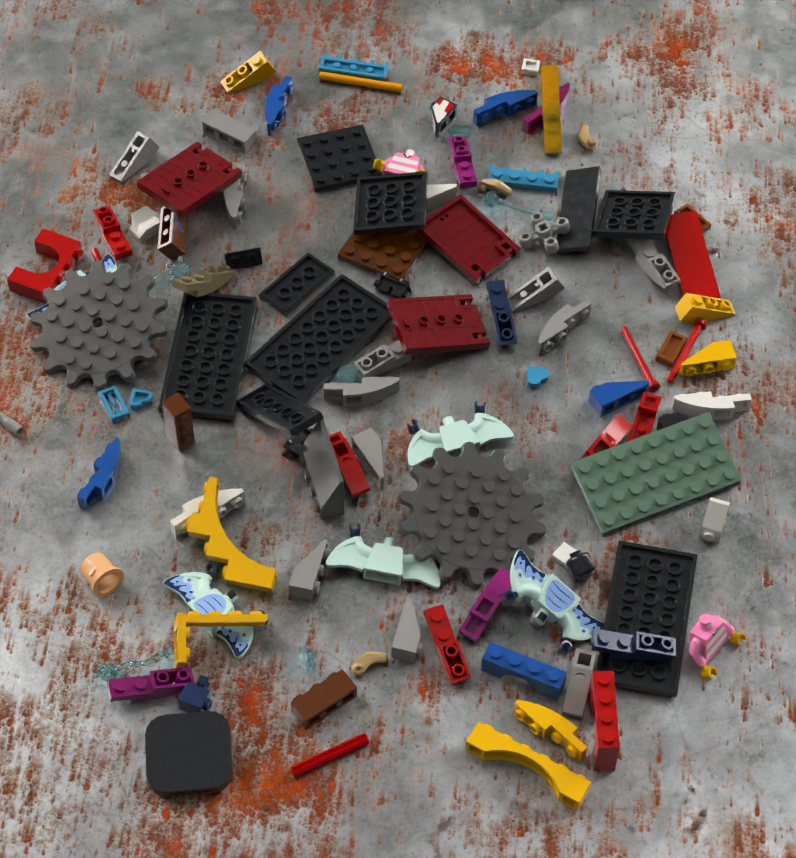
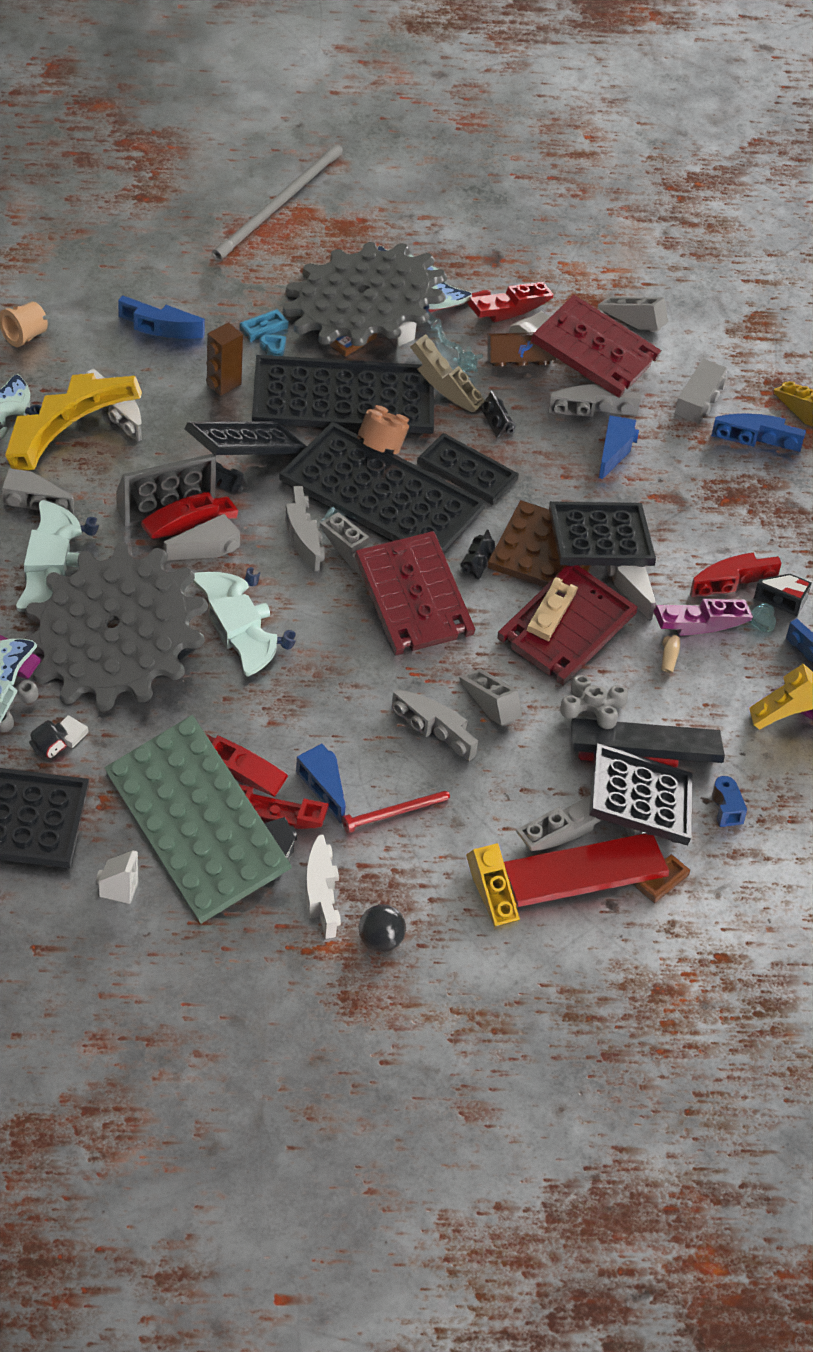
camera: 80 degrees right, 5 degrees down
(53, 245) = (469, 268): red arch -> none
(265, 325) = (383, 430): none -> nougat brick
(282, 188) = (618, 443): none -> blue slope
(337, 157) = (687, 498): black plate -> none
(400, 163) = (676, 552): torso -> none
(423, 142) = (730, 572): none -> red slope
(461, 242) = (551, 609): none -> tan plate
(491, 199) = (646, 649): clear light blue piece -> none
(500, 313) = (440, 662): dark blue slope -> none
(525, 179) = (695, 686): dark azure hinge -> none
(536, 376) = (351, 700): dark azure tile -> none
(585, 139) = (789, 752): tan arm -> none
(630, 174) = (730, 802): none -> blue leg
(671, 349) = (419, 848): dark orange tile -> none
(699, 324) = (462, 878): red bar -> none
(712, 358) = (402, 886): yellow slope -> none
(750, 370) = (382, 928): none -> black piece

